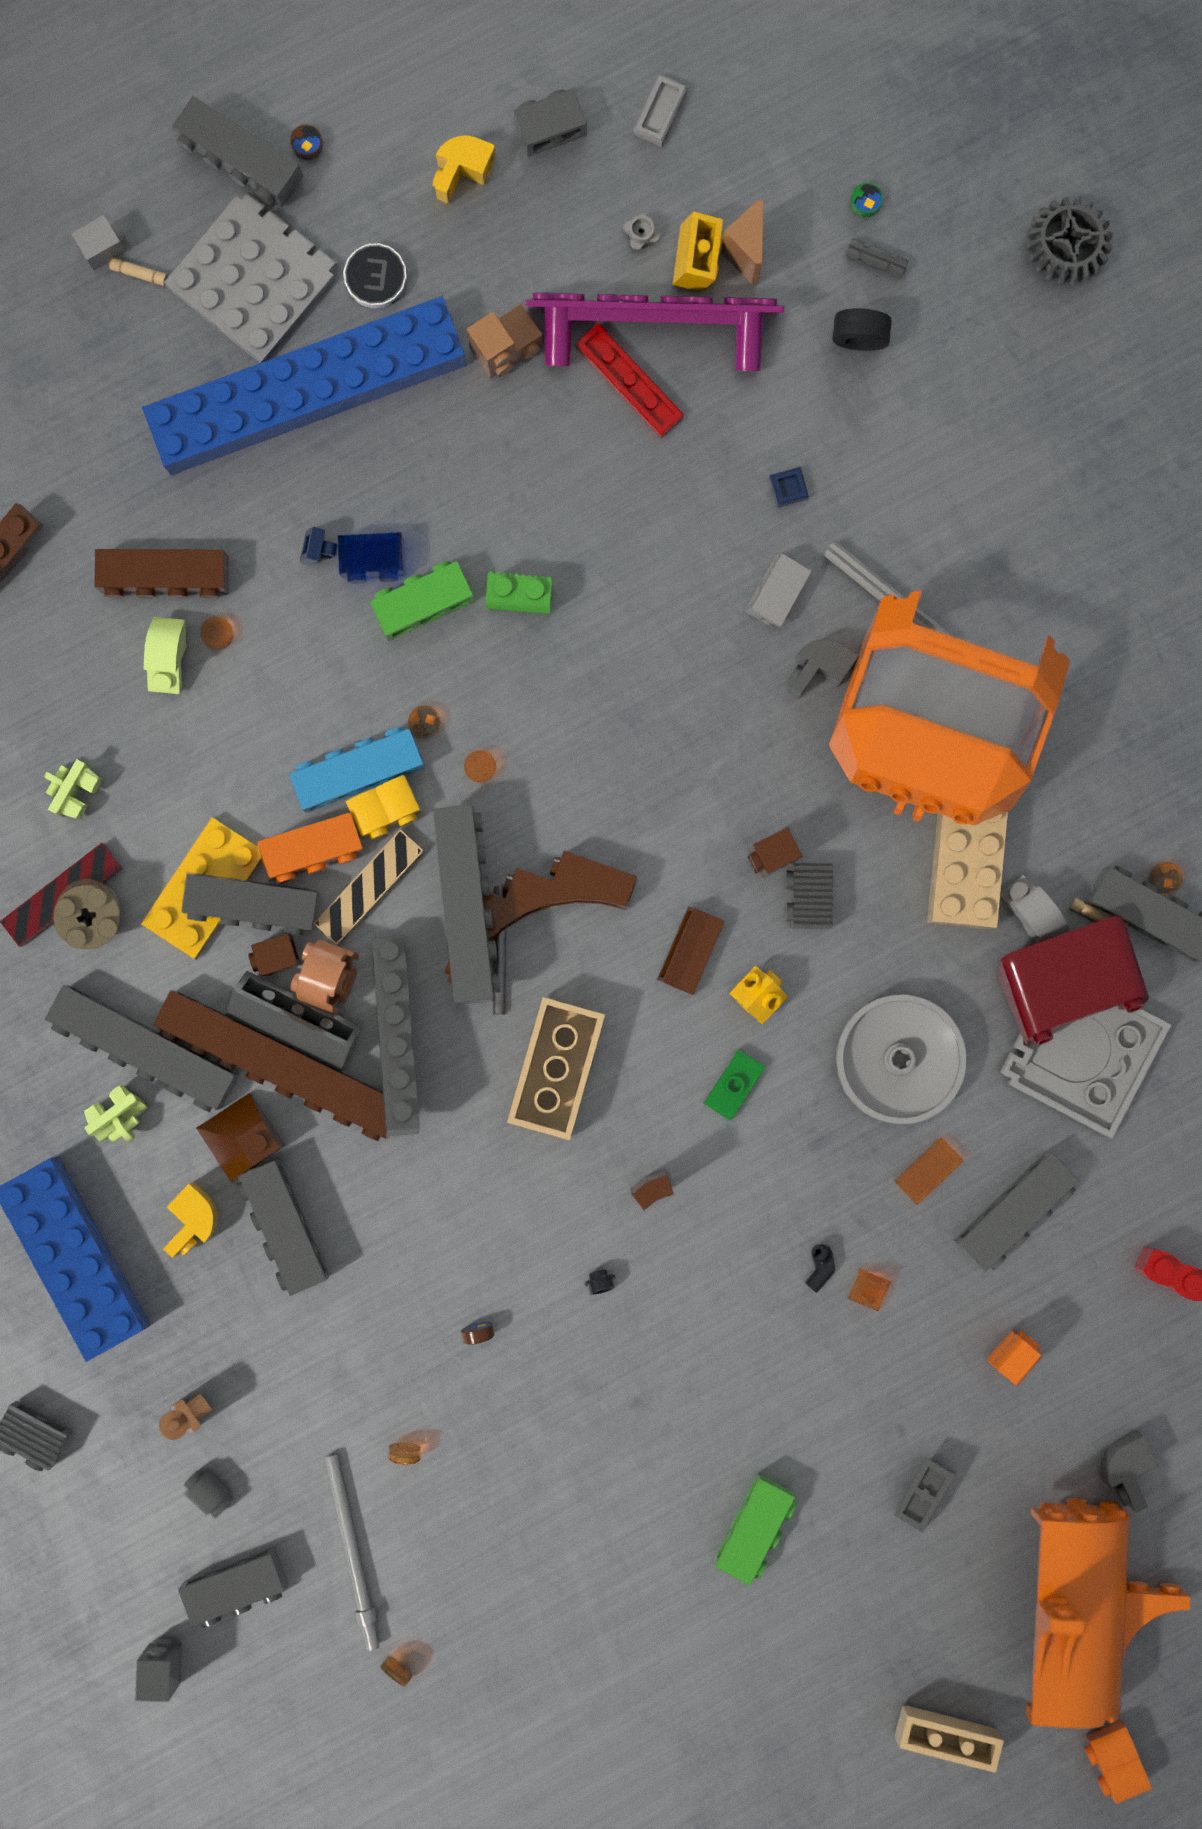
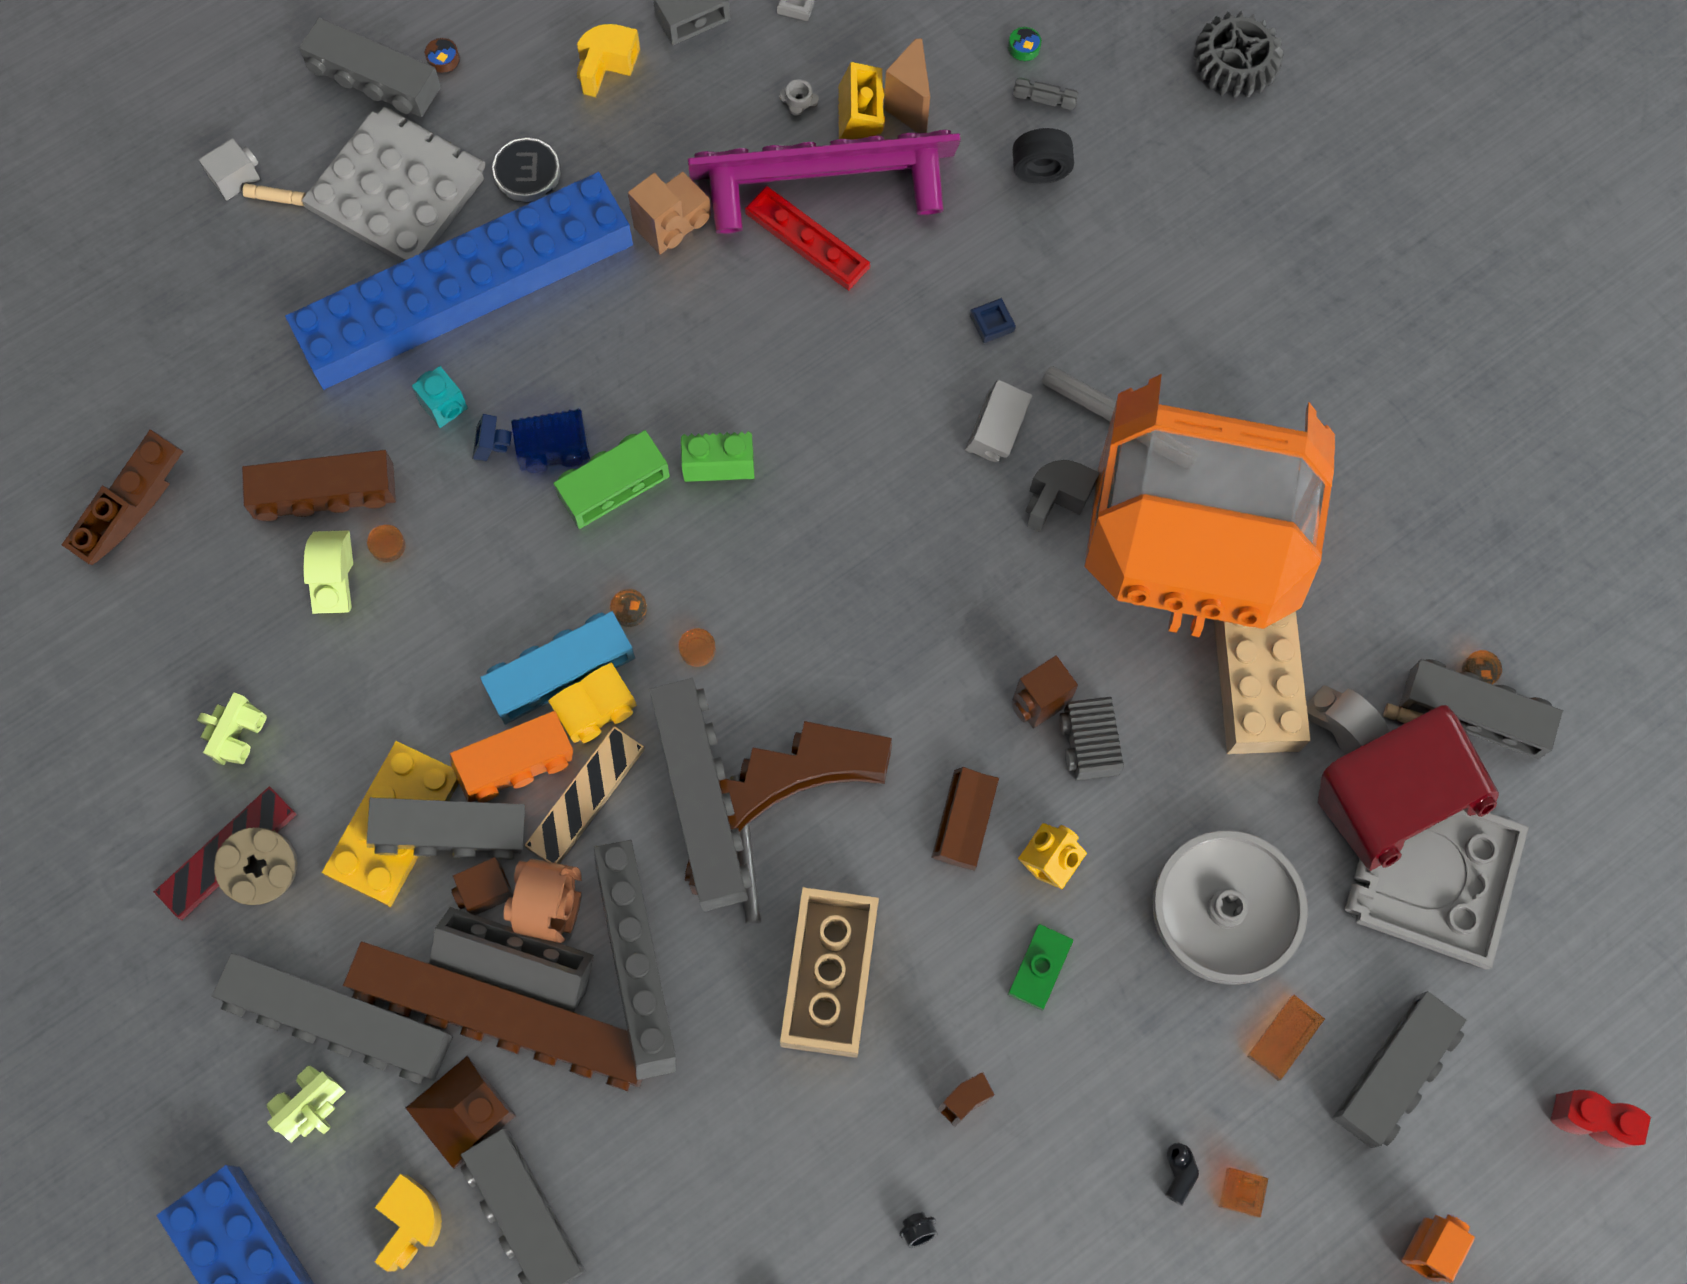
camera: 10 degrees left, 15 degrees down
(275, 500) = (439, 396): none -> teal brick

